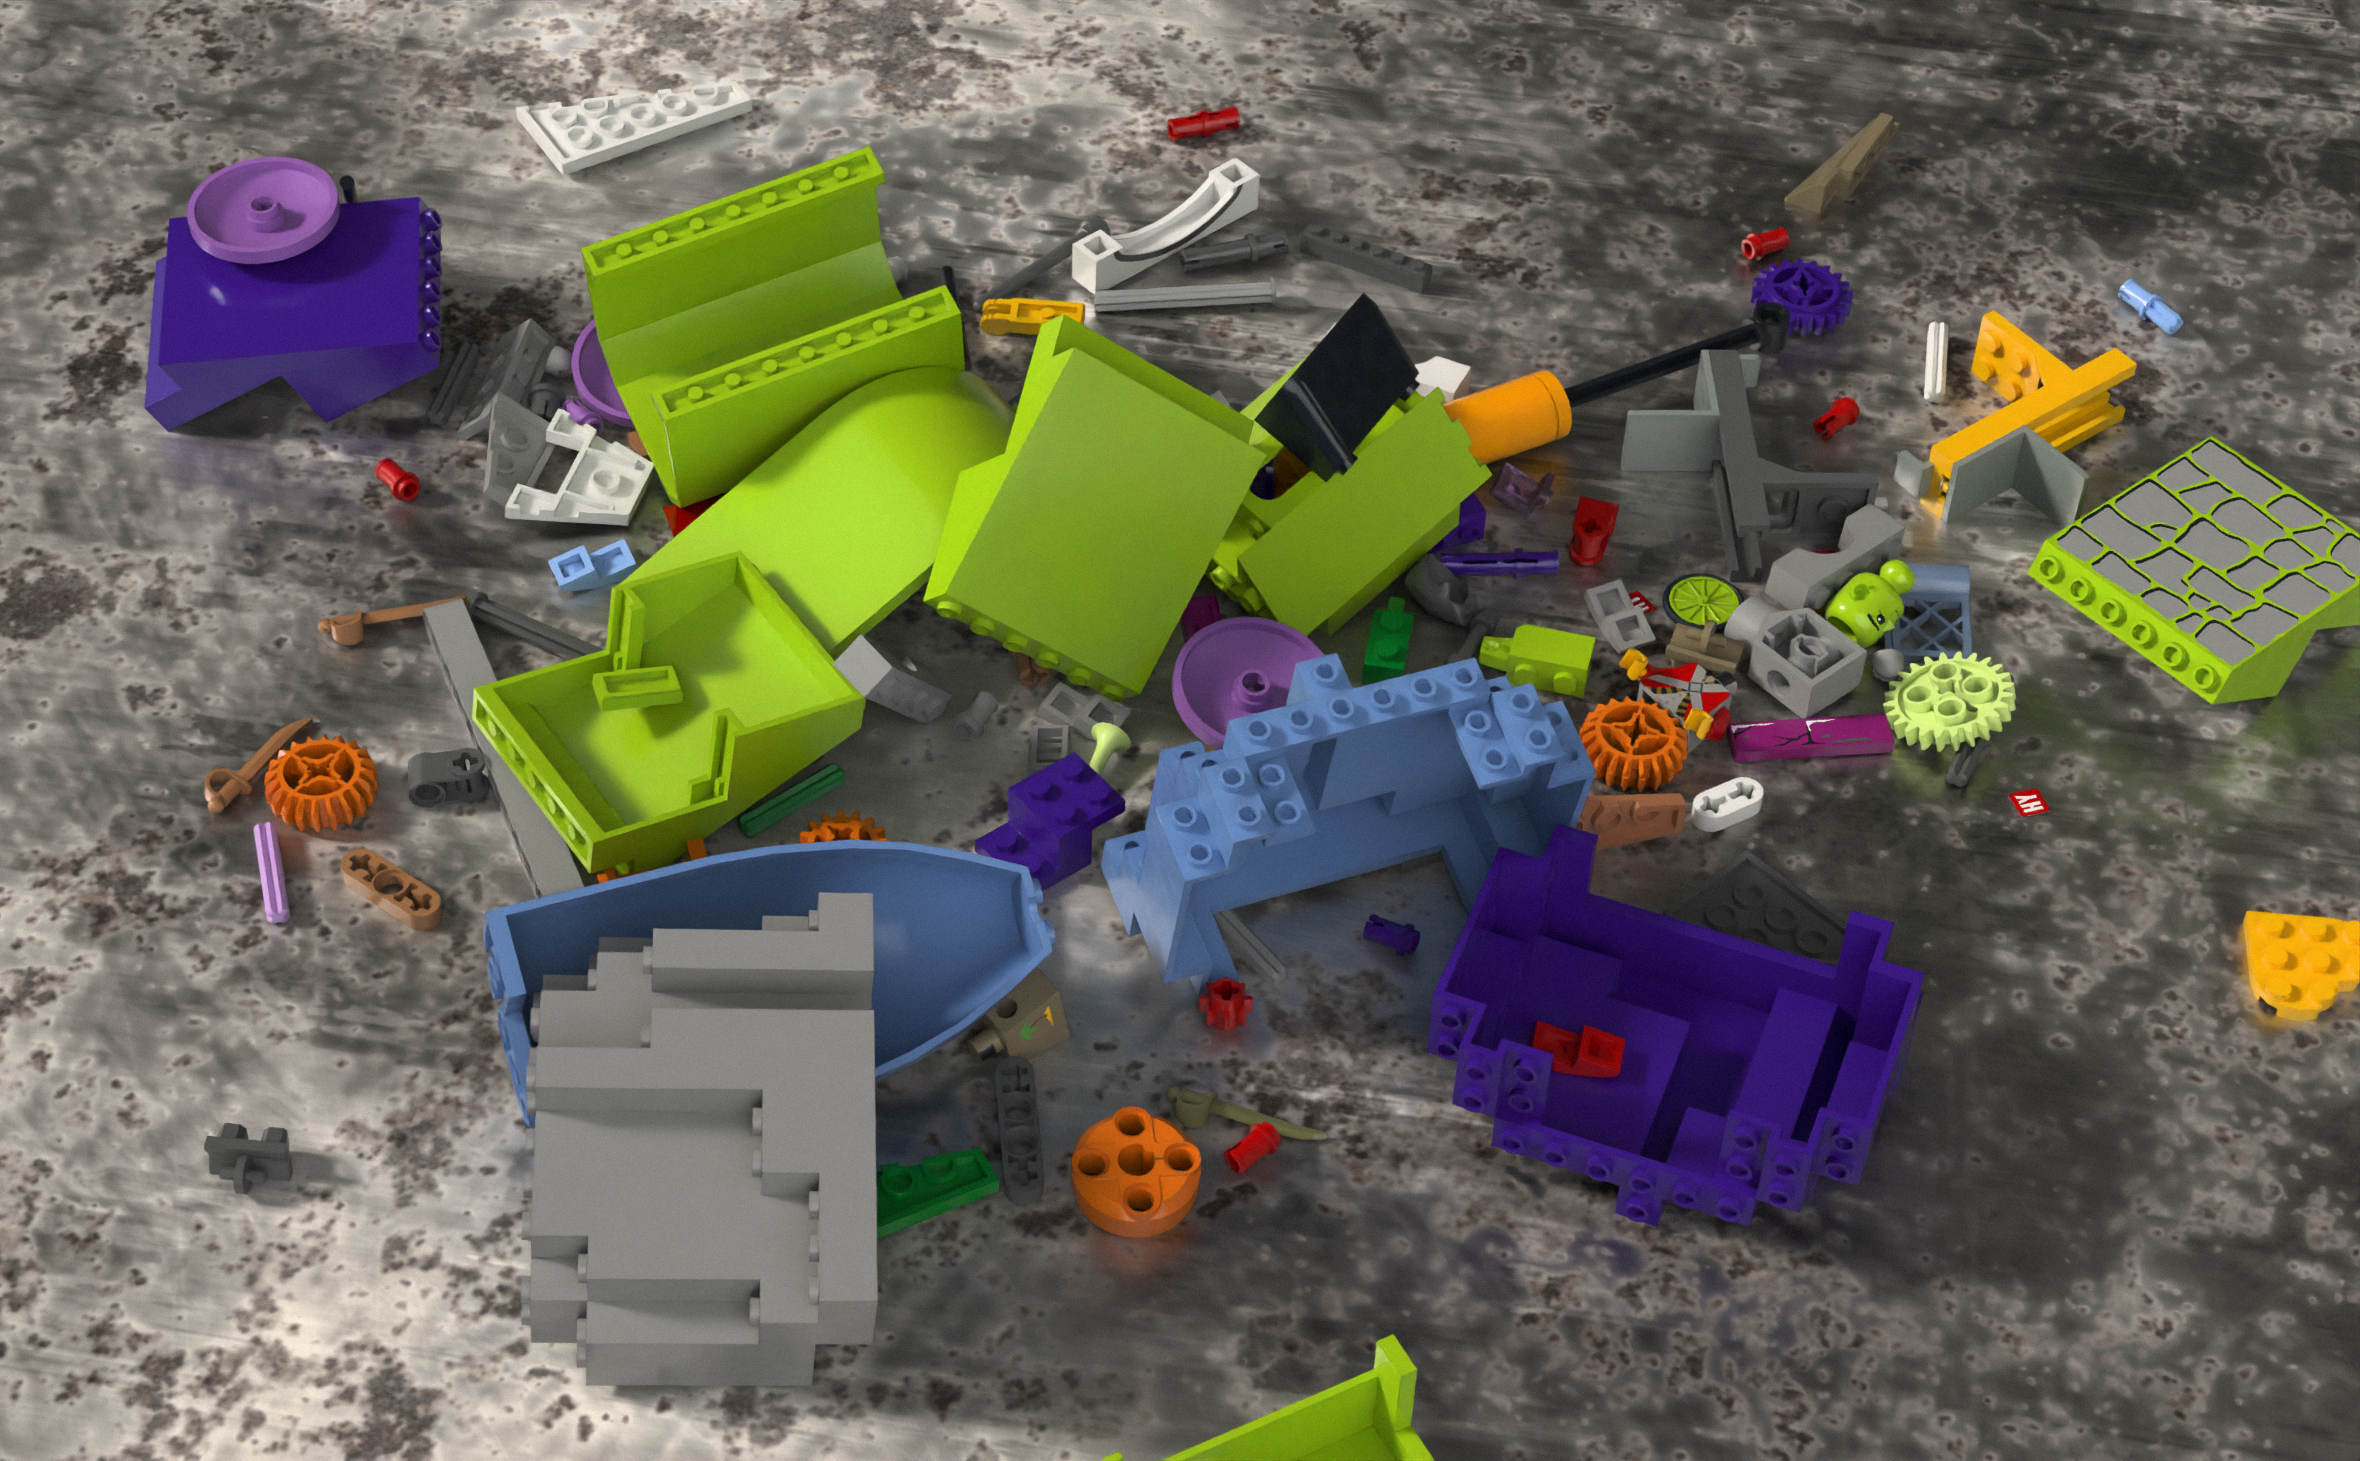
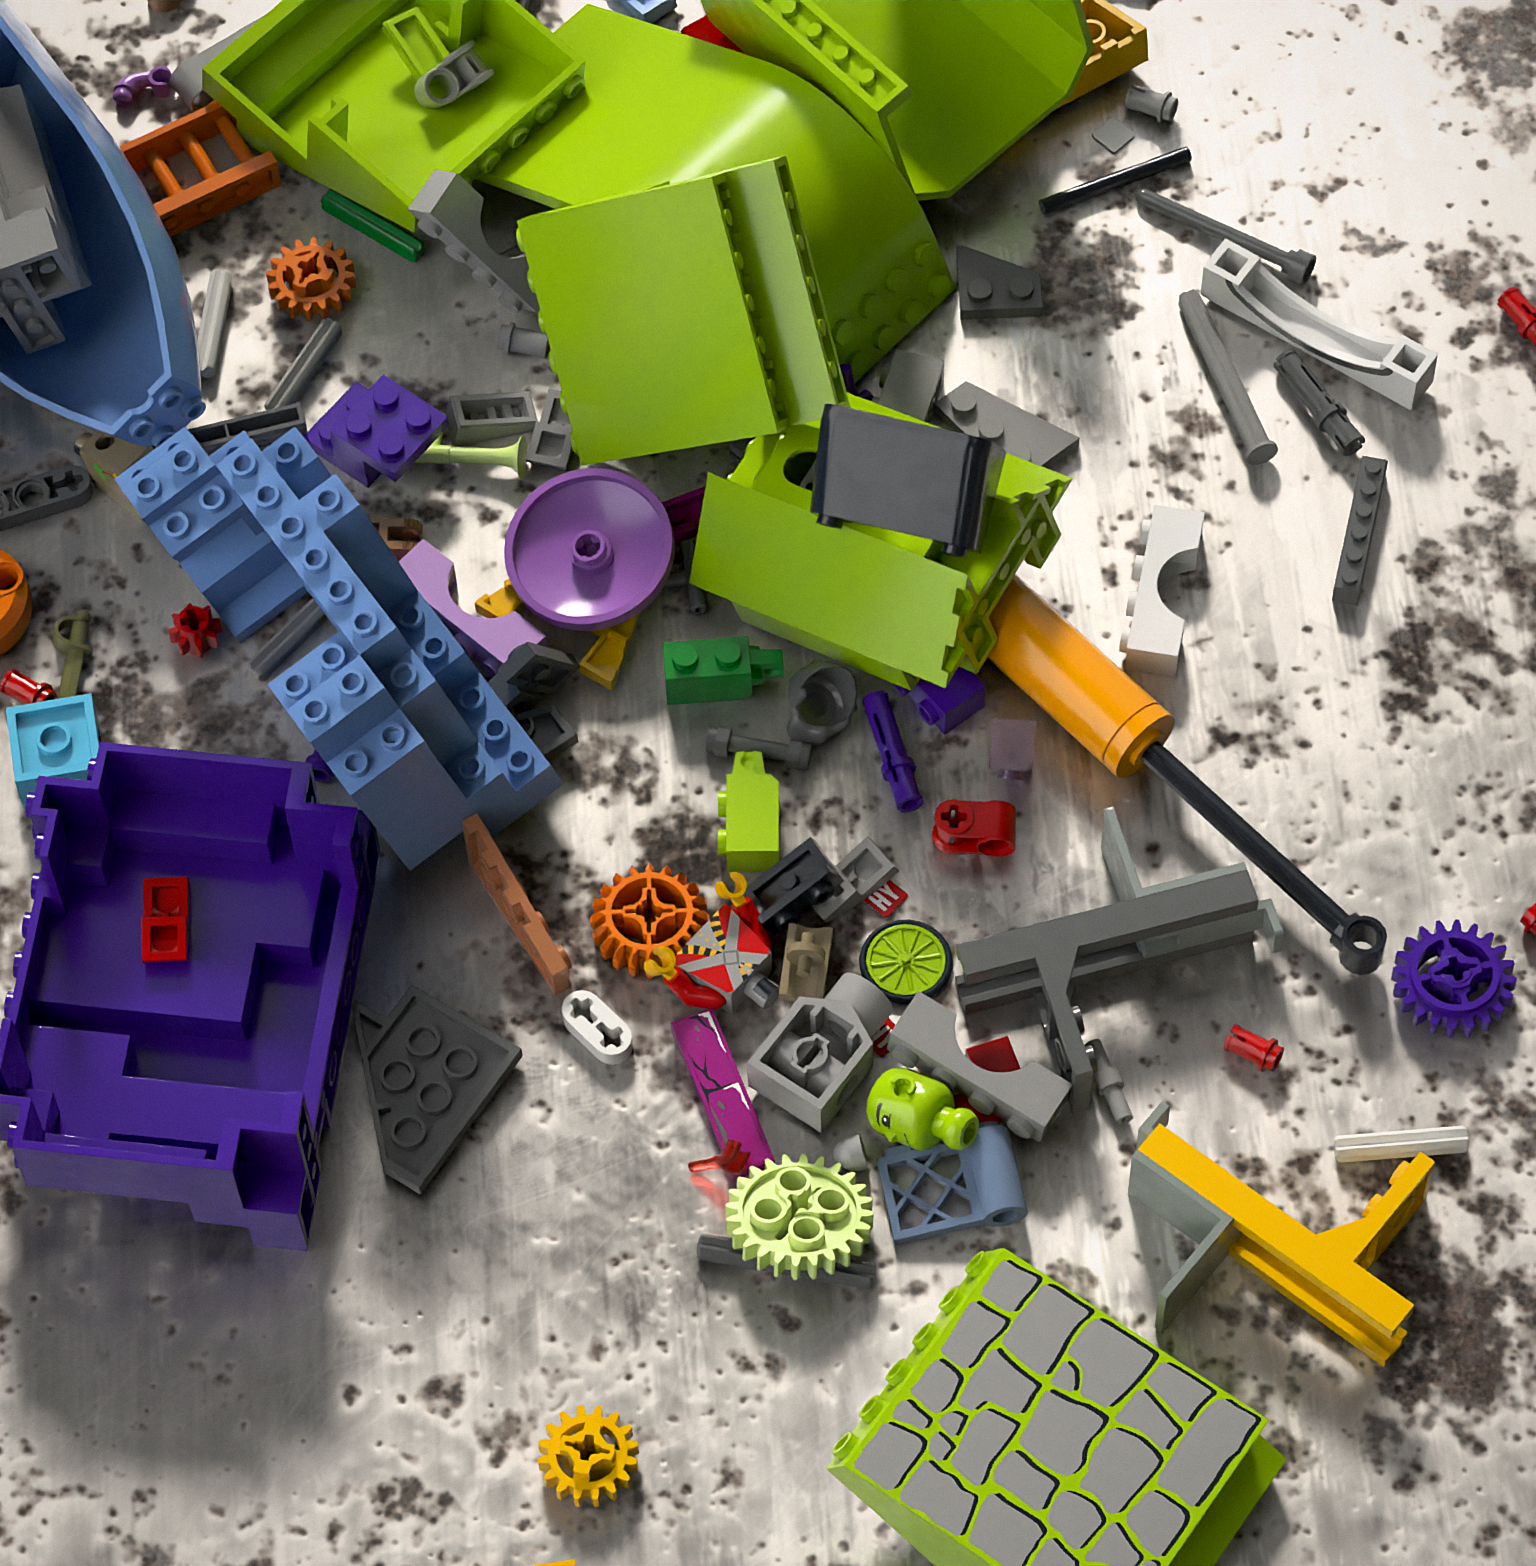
camera: 80 degrees right, 15 degrees up
(693, 663) = (458, 73): none -> light grey piece
(1025, 315) = (1136, 250): yellow hinge -> none
(1334, 1122) = (52, 740): none -> medium azure panel
(1628, 627) = (793, 886): none -> black bracket
(1887, 733) = (730, 1160): none -> clear red hand
(2029, 802) = (694, 1327): red sticker -> none
(2152, 881) = (570, 1450): none -> yellow gear

